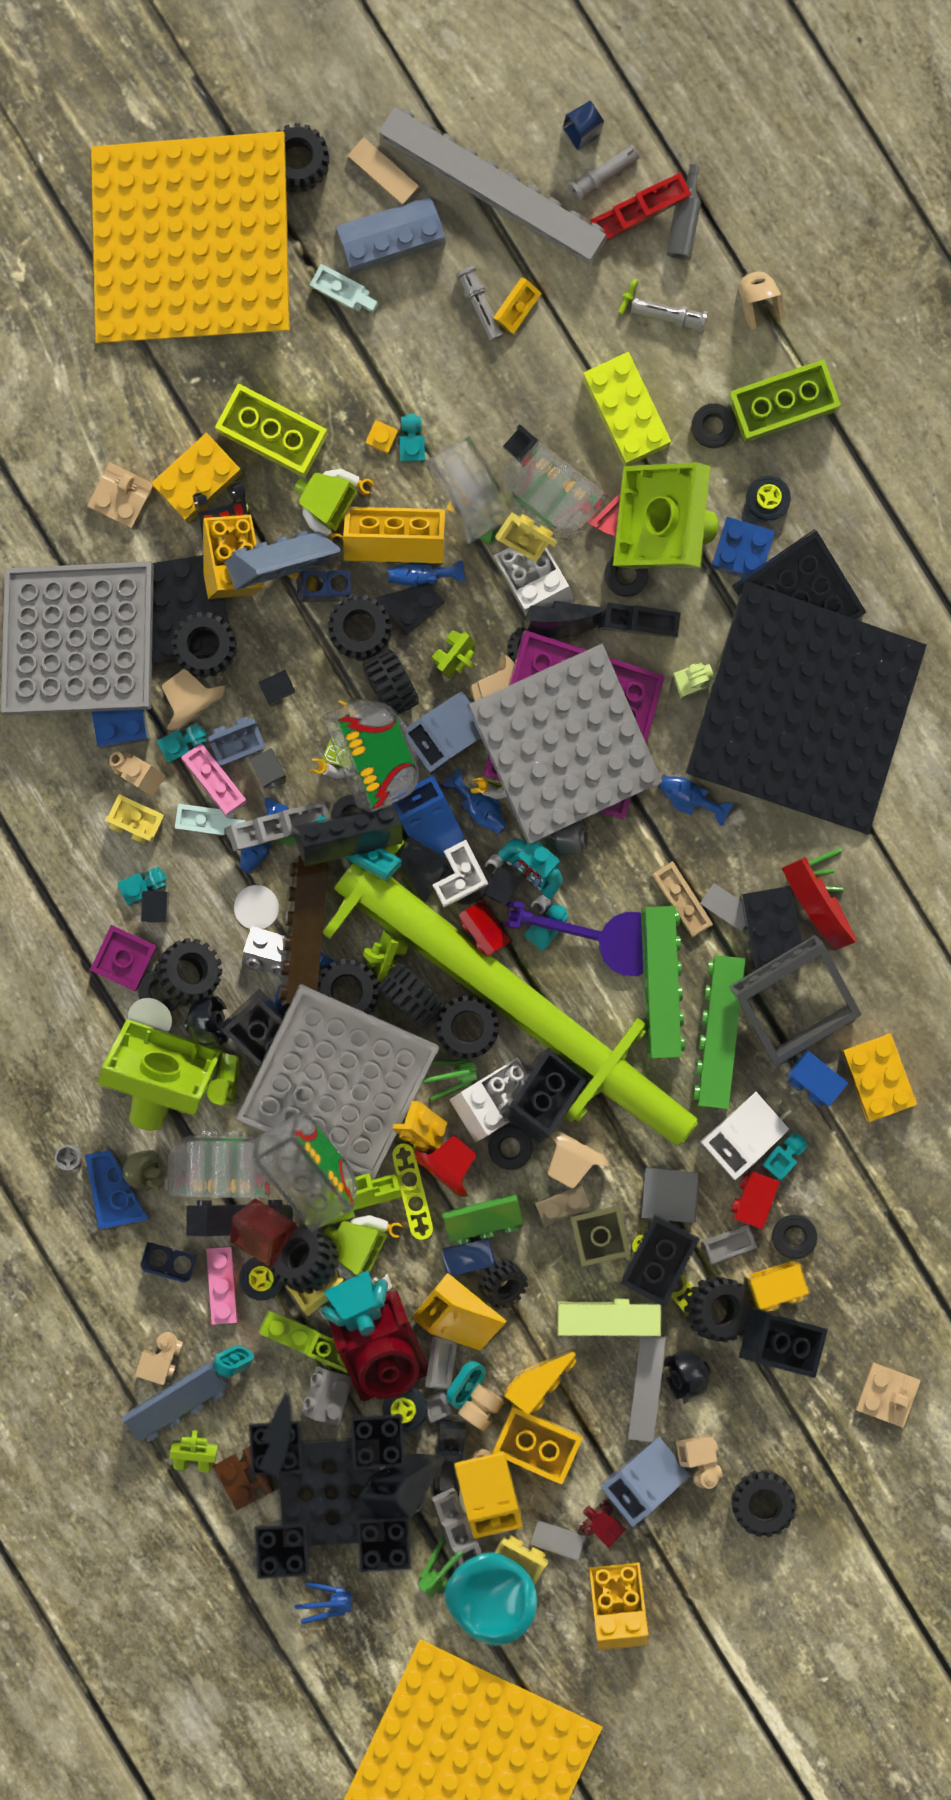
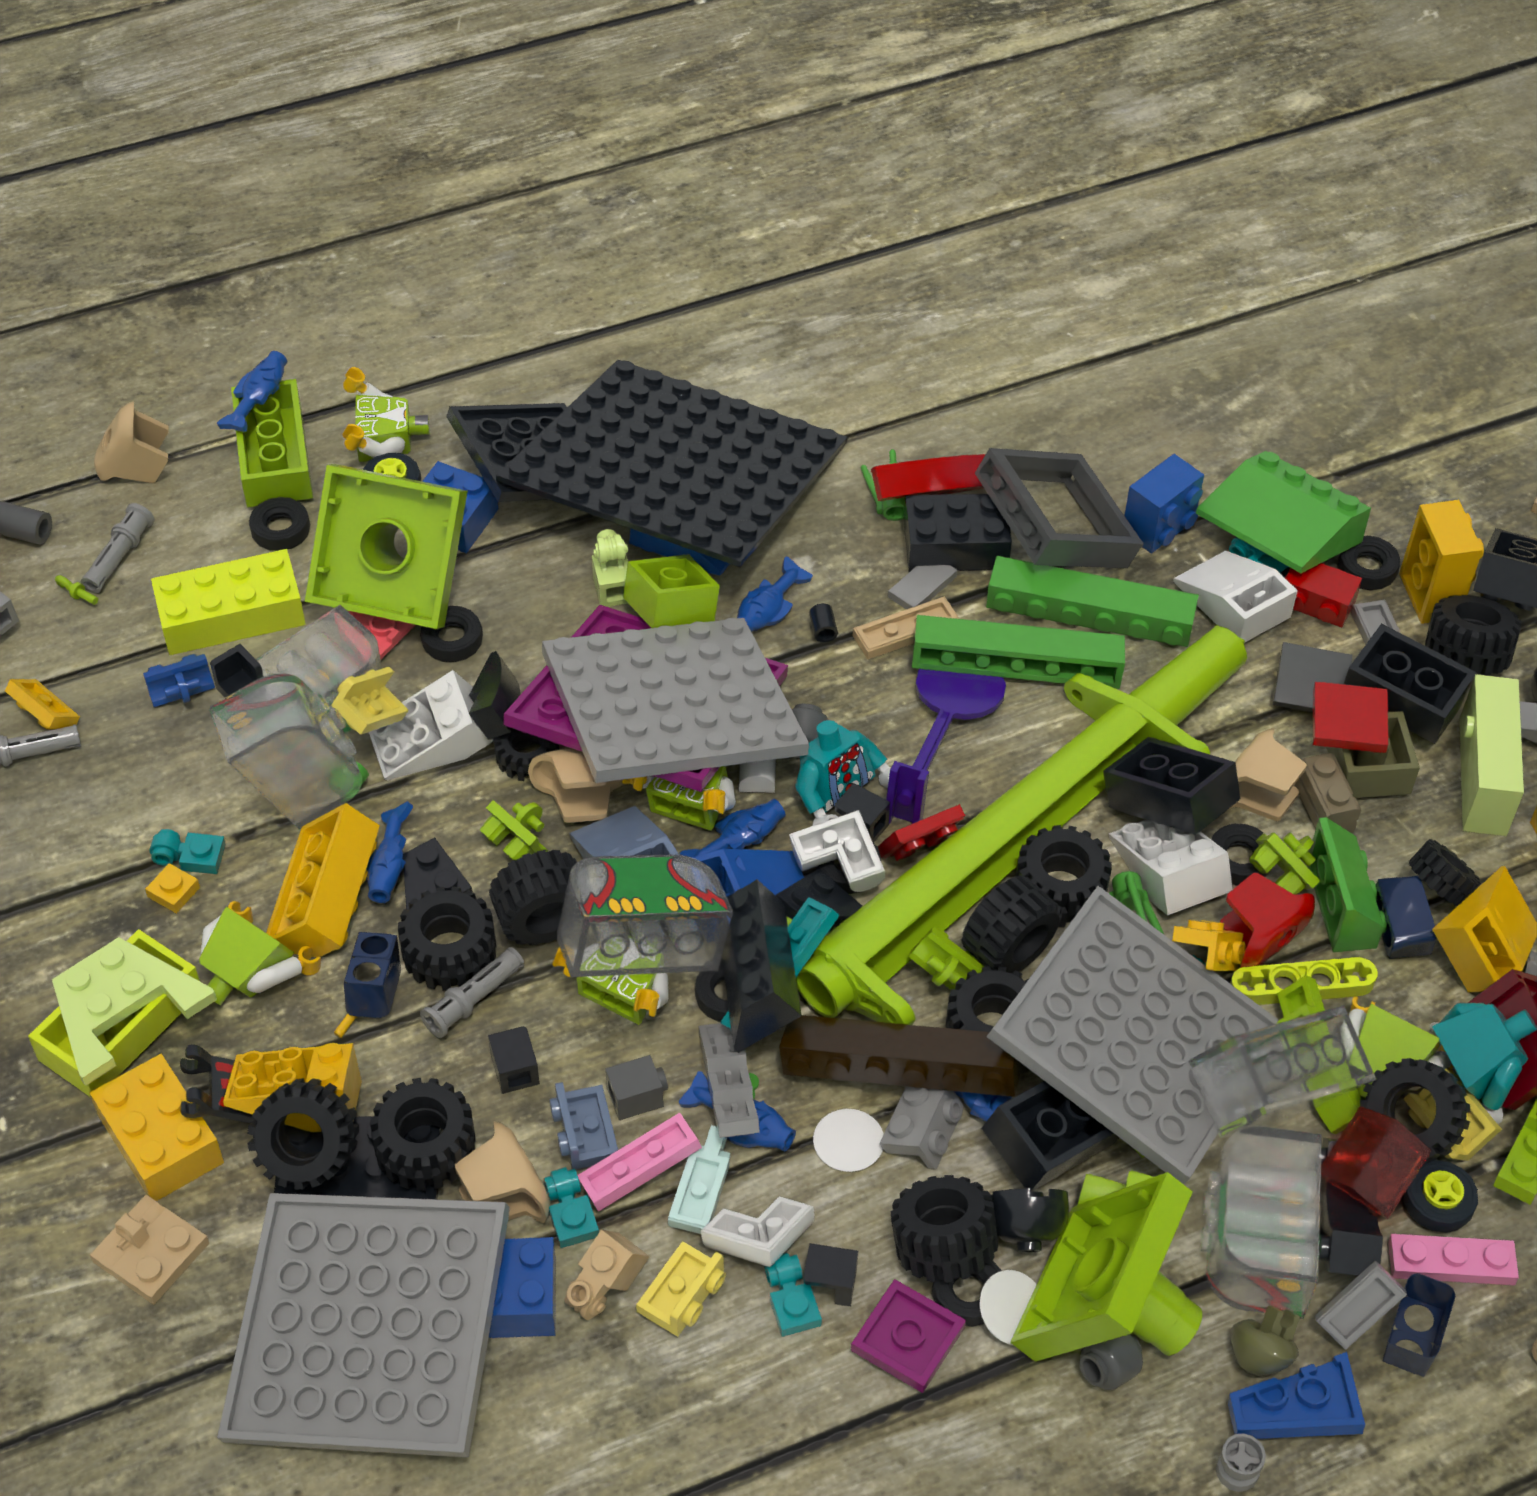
camera: 85 degrees left, 35 degrees down
(169, 863) = (760, 1238): none -> white brick
(172, 1226) = (1360, 1305): none -> light grey tile
(185, 573) = (276, 1151): none -> black tyre
(273, 422) = (111, 988): none -> yellowish green wing
(279, 559) = (315, 1007): sand blue slope -> none
(317, 641) = (460, 1001): none -> light grey pin
(501, 1179) = (1275, 851): none -> lime hips
(541, 936) = (940, 782): teal plate -> none
(549, 395) = (178, 680): none -> blue hips
(611, 1217) = (1350, 717): none -> red tile
(639, 620) = (518, 624): black slope -> none
(671, 725) = (671, 591): none -> lime brick
(674, 839) = (823, 622): none -> black hinge
(817, 1169) = (1286, 512): none -> bright green slope
(819, 478) = (380, 420): none -> torso
(822, 380) = (255, 389): none -> blue animal
(878, 1077) = (1144, 443): yellow brick -> none

